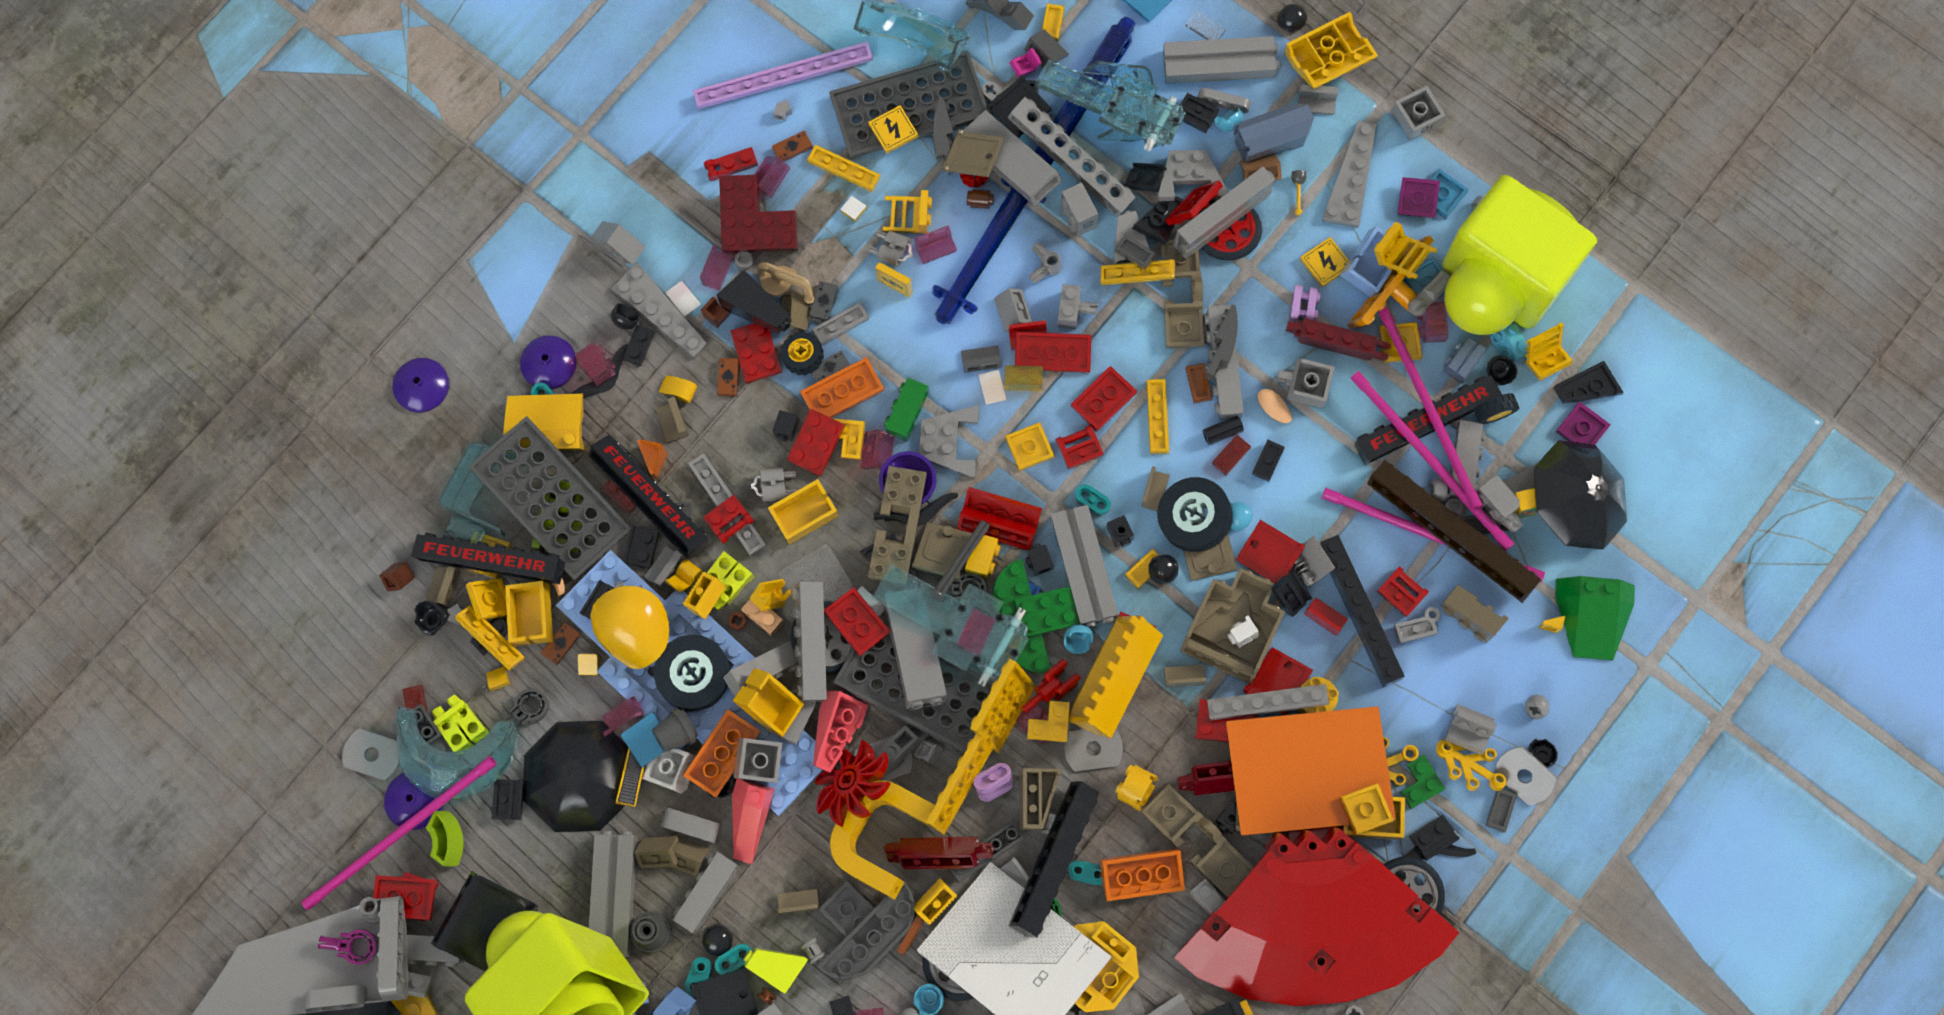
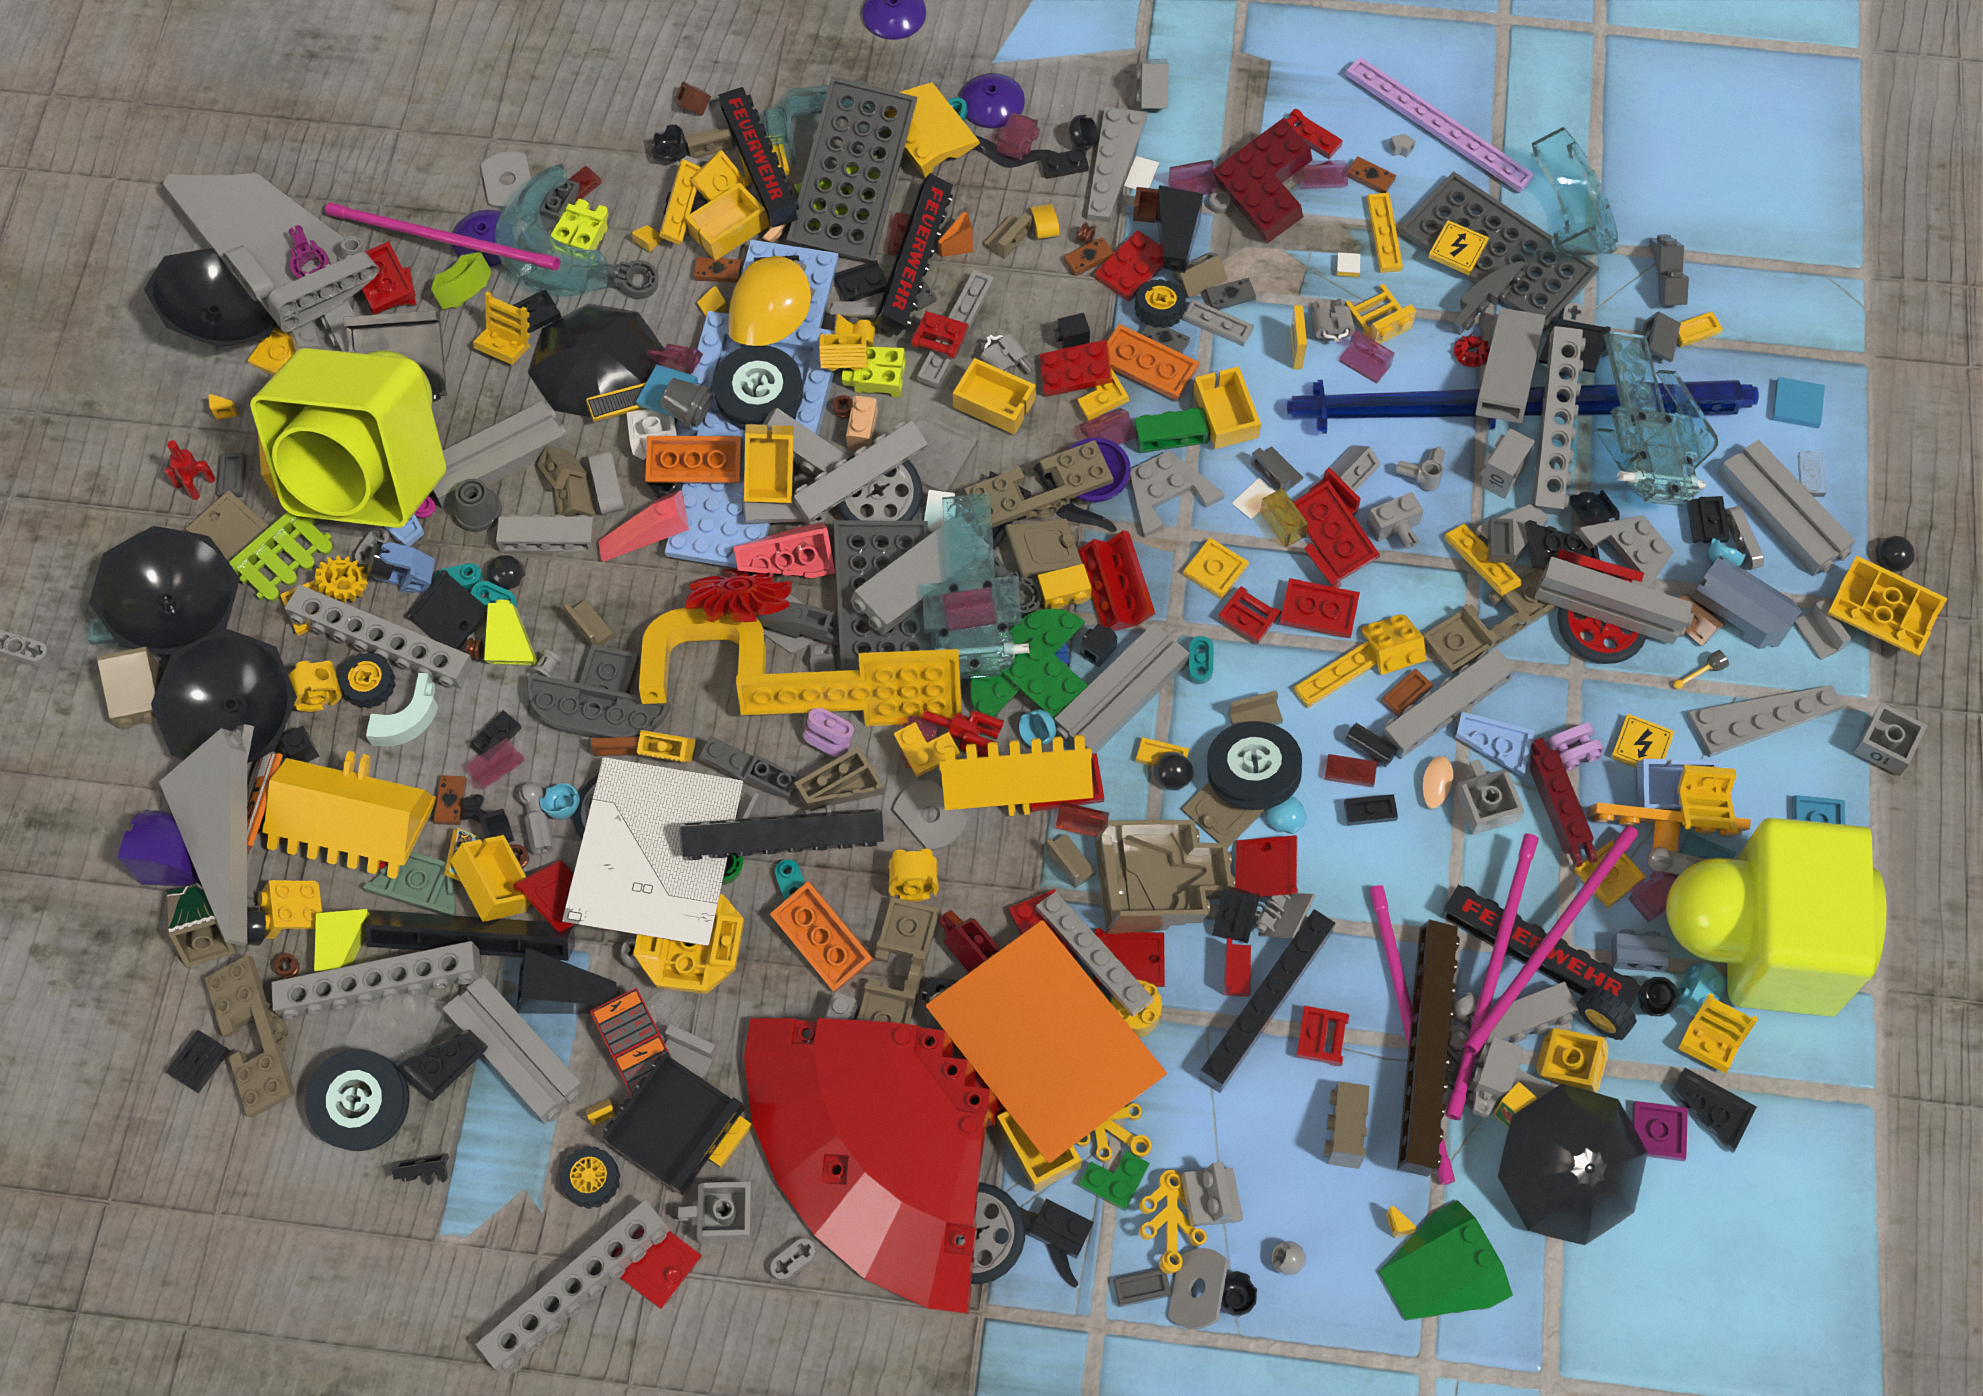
camera: 55 degrees right, 10 degrees down
(514, 831) = (504, 332): none -> yellow plate
(710, 367) = (1086, 233): none -> copper bush
(758, 760) = (704, 491): light grey brick -> none
(769, 595) = (884, 410): yellow hinge -> none
(779, 279) = (1221, 240): tan piece -> none
(856, 621) = (911, 505): red plate -> none
(916, 361) = (1228, 408): none -> yellow piece
(938, 852) = (718, 718): dark red hinge -> none
(960, 560) = (1039, 559): dark grey axle -> none
(970, 153) = (1486, 322): dark tan container -> none
(980, 199) = (1447, 369): reddish brown brick -> none
(1026, 63) = (1627, 324): dark pink bracket -> none
(1075, 376) = (1322, 565): none -> red tile
(1120, 531) = (1184, 705): black brick -> none
(1159, 366) = (1396, 643): none -> yellow bracket
(1167, 647) = (1081, 819): none -> clear red plate
(1225, 342) = (1473, 682): dark grey slope -> none
(1243, 633) = (1156, 887): white brick -> none
(1269, 349) = (1497, 740): none -> light blue wing
(1366, 809) = (1039, 1123): yellow tile -> none
(1417, 628) = (1291, 1074): light grey hinge -> none
(1418, 197) = (1792, 795): magenta tile -> none
(1509, 449) = (1573, 1059): none -> yellow slope

